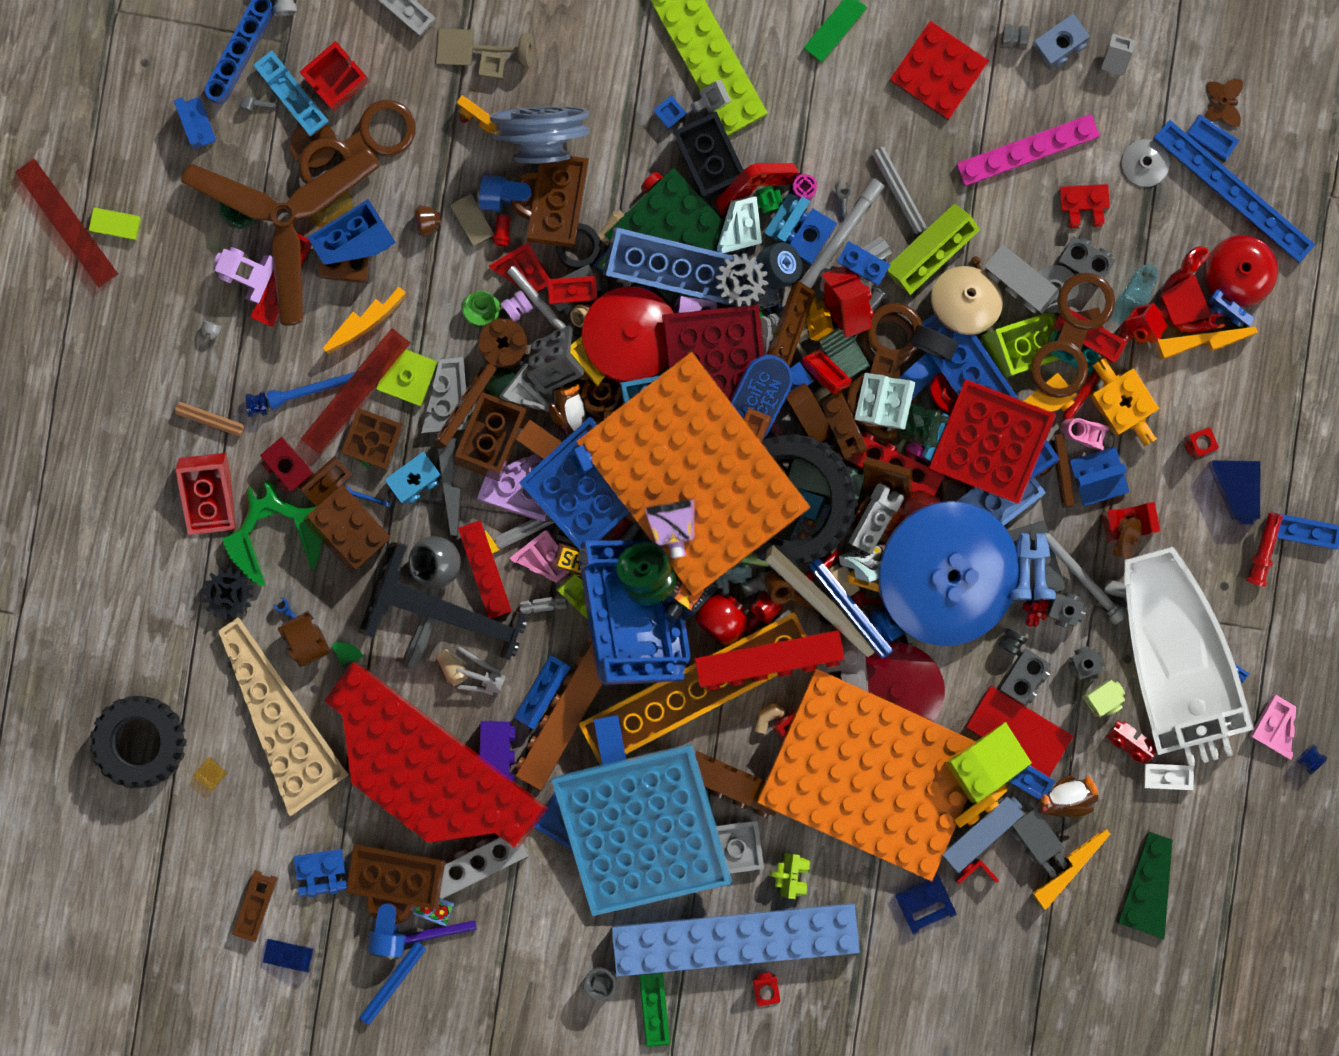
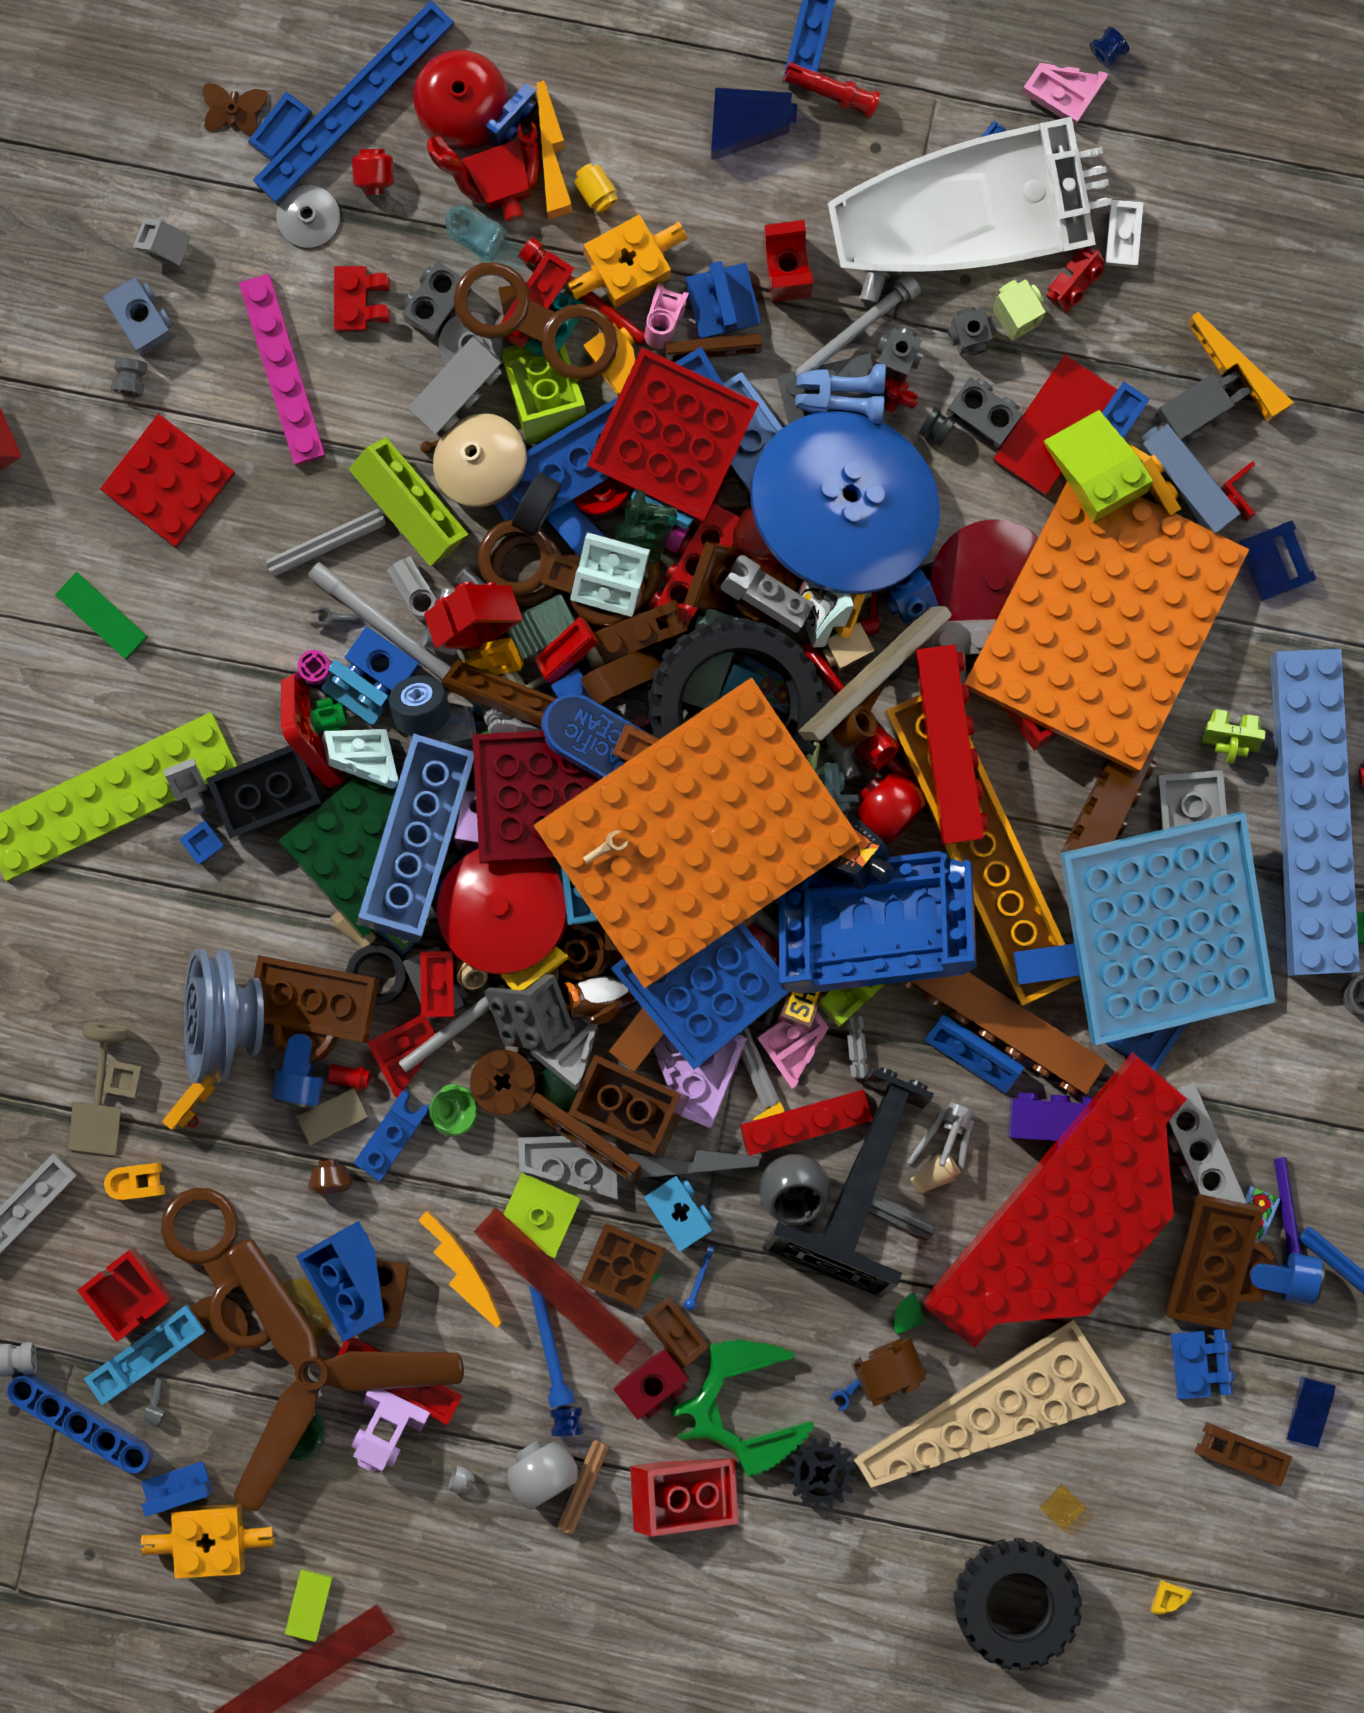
camera: 90 degrees left, 0 degrees up
(147, 856) = (1169, 1597): none -> yellow tile
(172, 154) = (192, 1556): none -> light orange brick
(217, 387) = (541, 1473): none -> light grey wheel
(347, 528) = (743, 1305): reddish brown brick -> none
(416, 70) = (123, 1182): none -> light orange plate
(459, 264) = (390, 1137): none -> blue plate
(517, 306) = (452, 1061): lavender wheel -> none
(581, 459) = (670, 982): blue plate -> none
(646, 573) = (828, 902): dark green wheel -> none
(650, 182) = (295, 872): red tile -> none
(672, 525) = (766, 862): torso -> none
(677, 405) = (605, 847): none -> tan hand
(735, 290) = (428, 747): light grey gear -> none
(767, 714) = (1018, 756): tan arm -> none
(850, 608) = (885, 635): axle -> none
(863, 263) = (424, 591): blue bracket -> none
(1069, 798) = (1147, 362): animal -> none
(1129, 538) = (803, 258): reddish brown piece -> none
(1146, 323) = (524, 225): red brick -> none
(1148, 893) = (1273, 269): dark green wing -> none
(1179, 376) = (596, 187): none -> yellow brick
(1182, 208) = (372, 171): none -> red head
(1192, 447) = (690, 176): red bracket -> none

